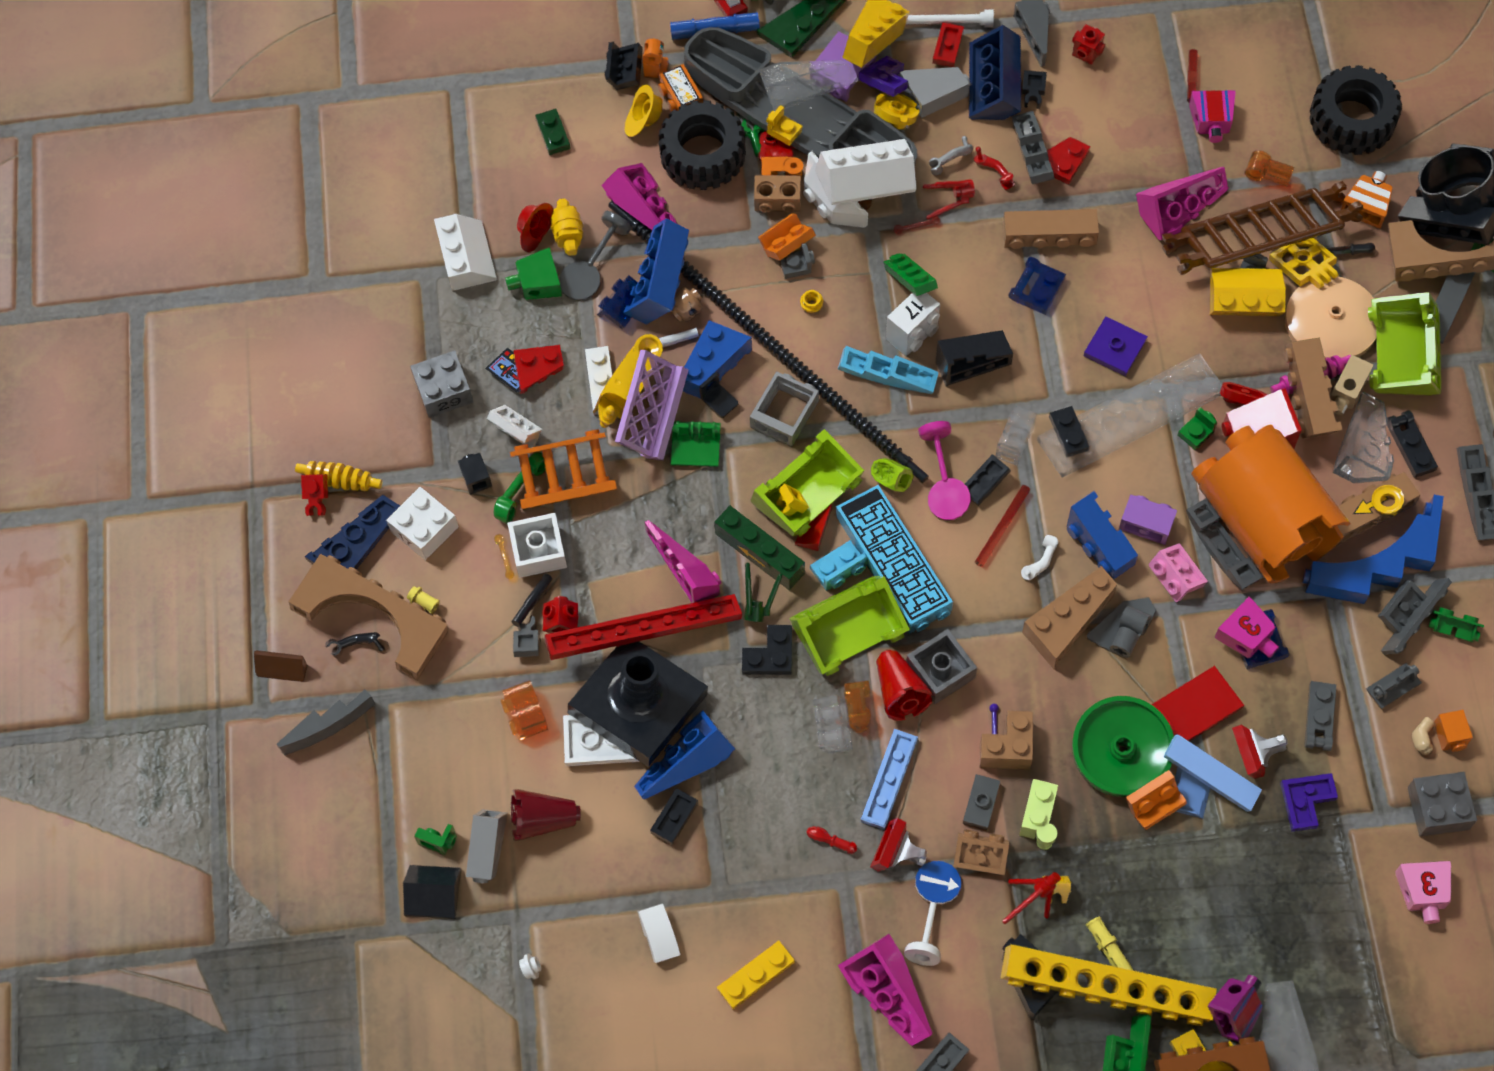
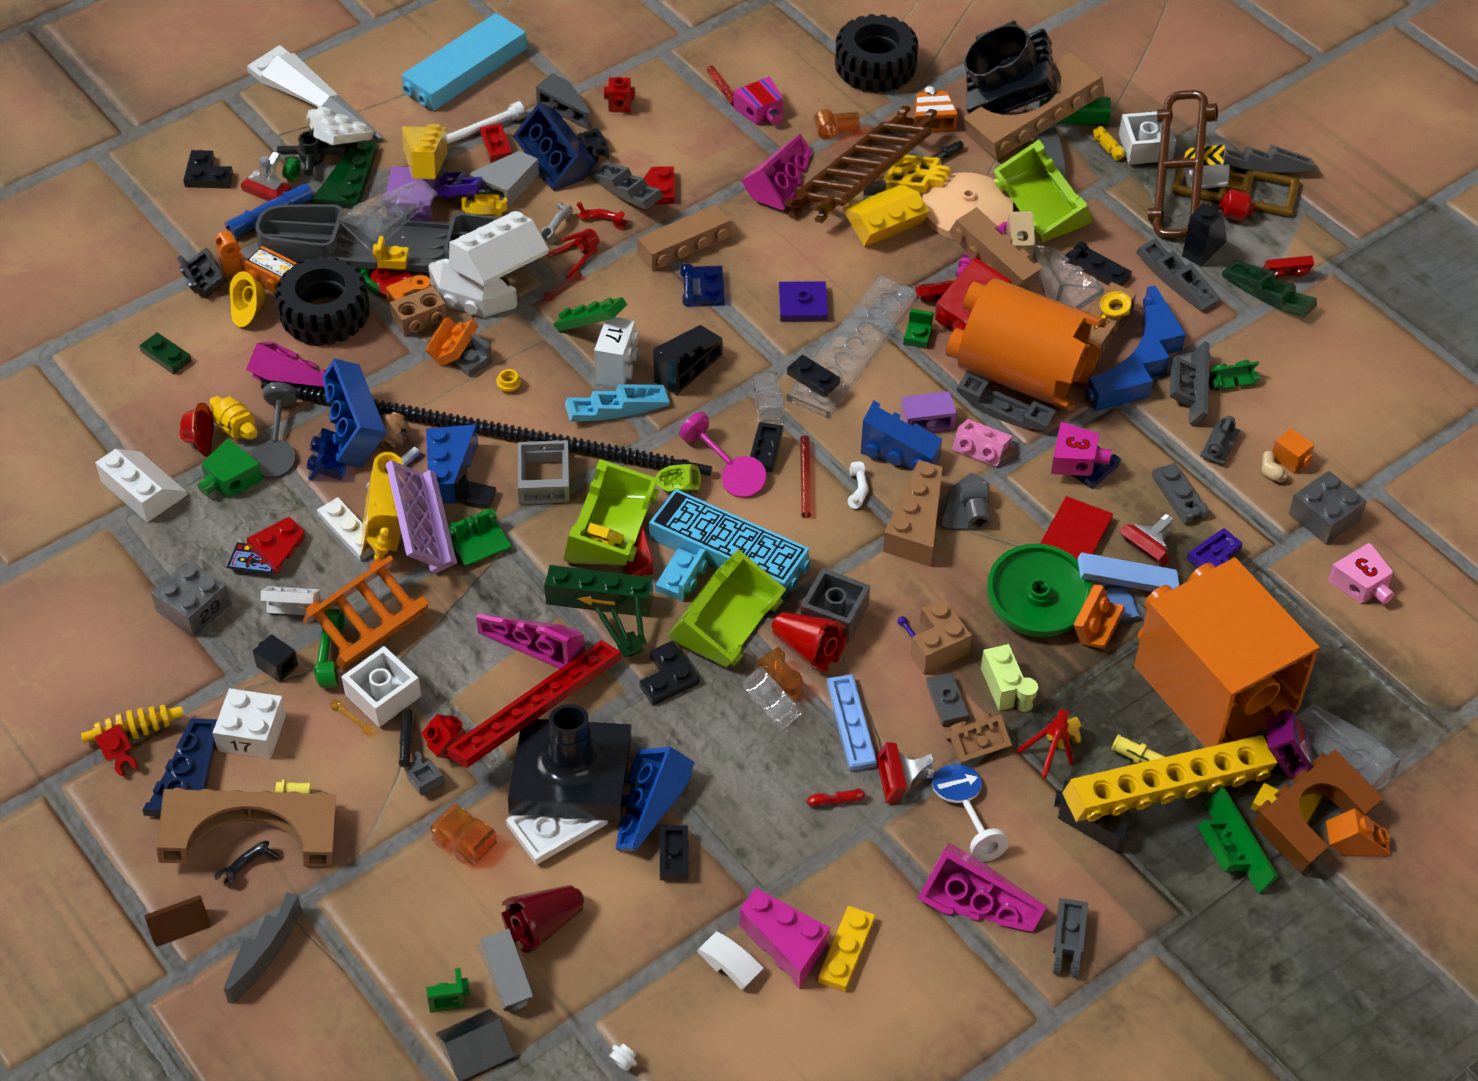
camera: 35 degrees left, 15 degrees down
(713, 938) = (785, 934): none -> dark pink wedge
(1228, 900) = (1223, 653): none -> orange brick

